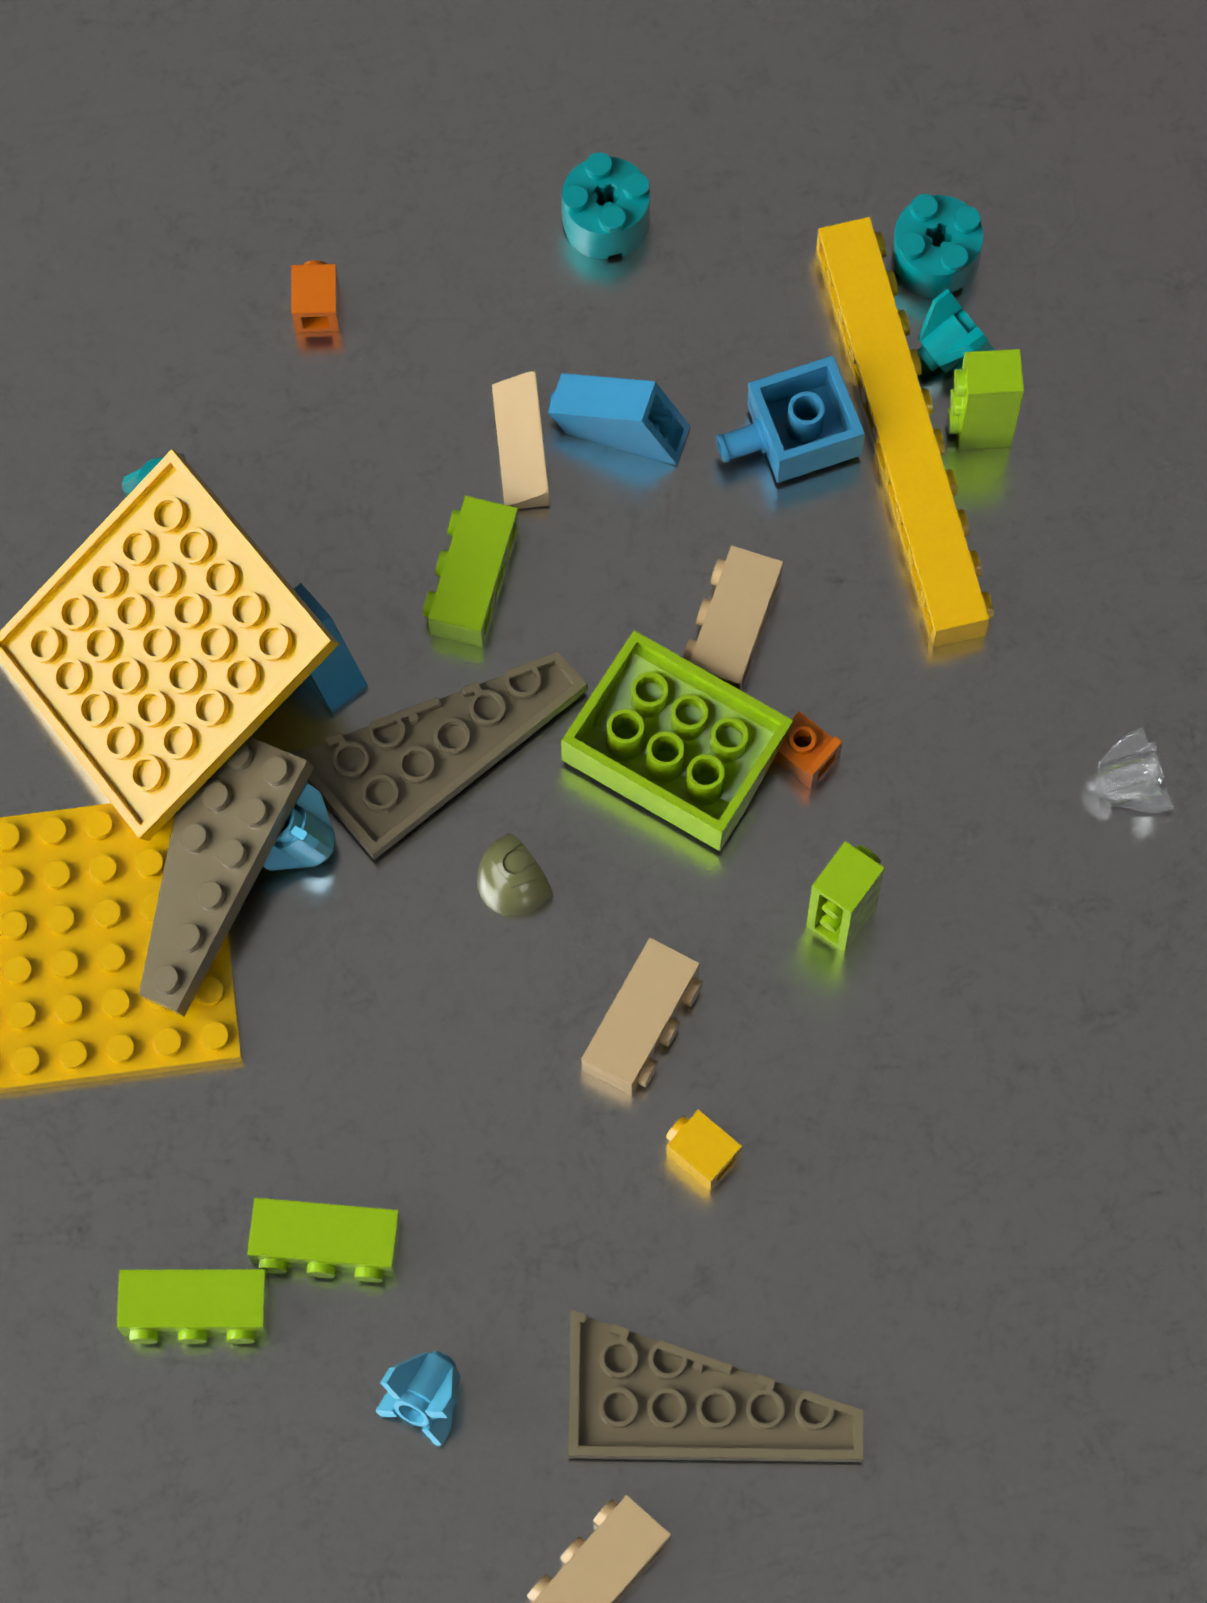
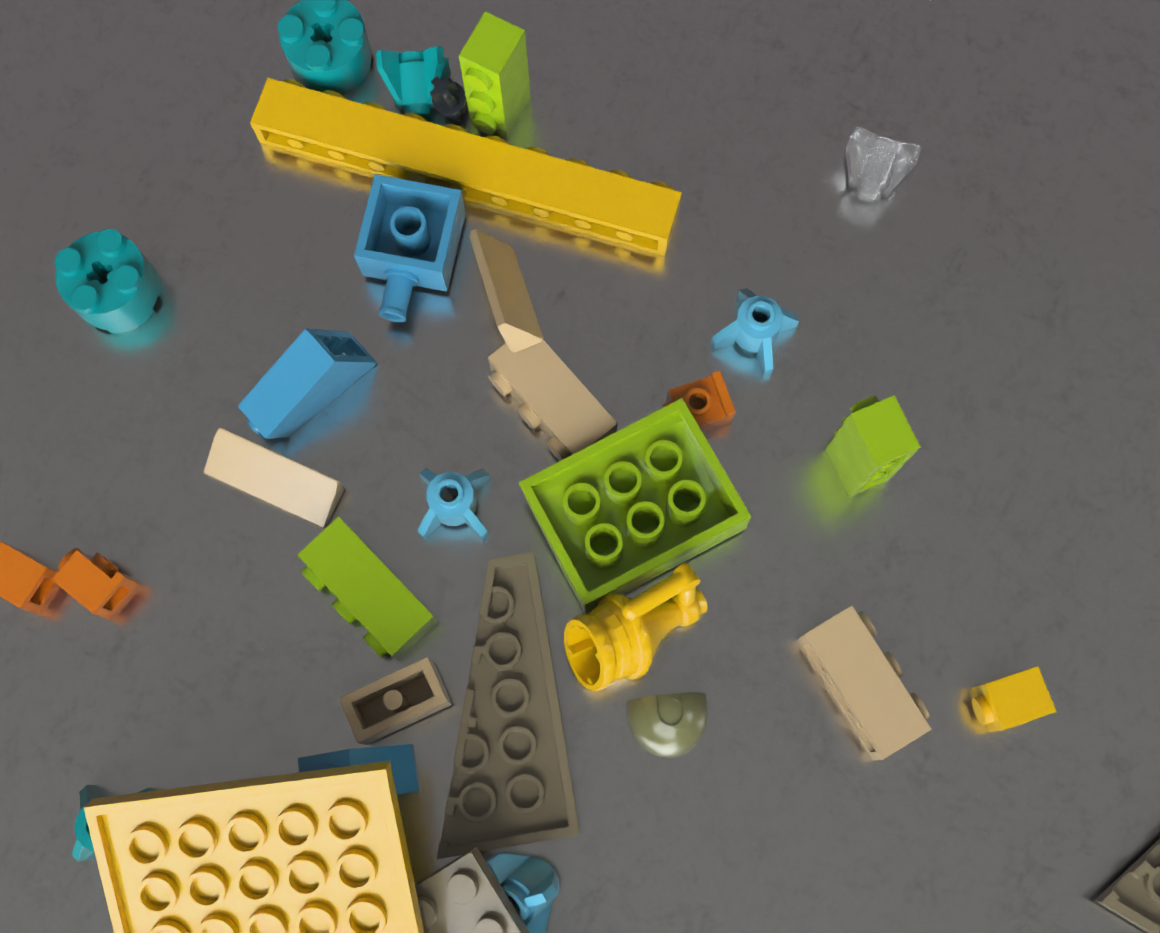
camera: 60 degrees left, 5 degrees up
(347, 357) = (94, 582): none -> orange brick
(393, 645) = (395, 701): none -> tan brick
(561, 792) = (625, 632): none -> yellow piece
(590, 594) = (457, 511): none -> medium azure brick
(801, 524) = (506, 291): none -> tan slope
(908, 756) = (756, 327): none -> medium azure brick
(943, 371) = (449, 98): none -> black axle

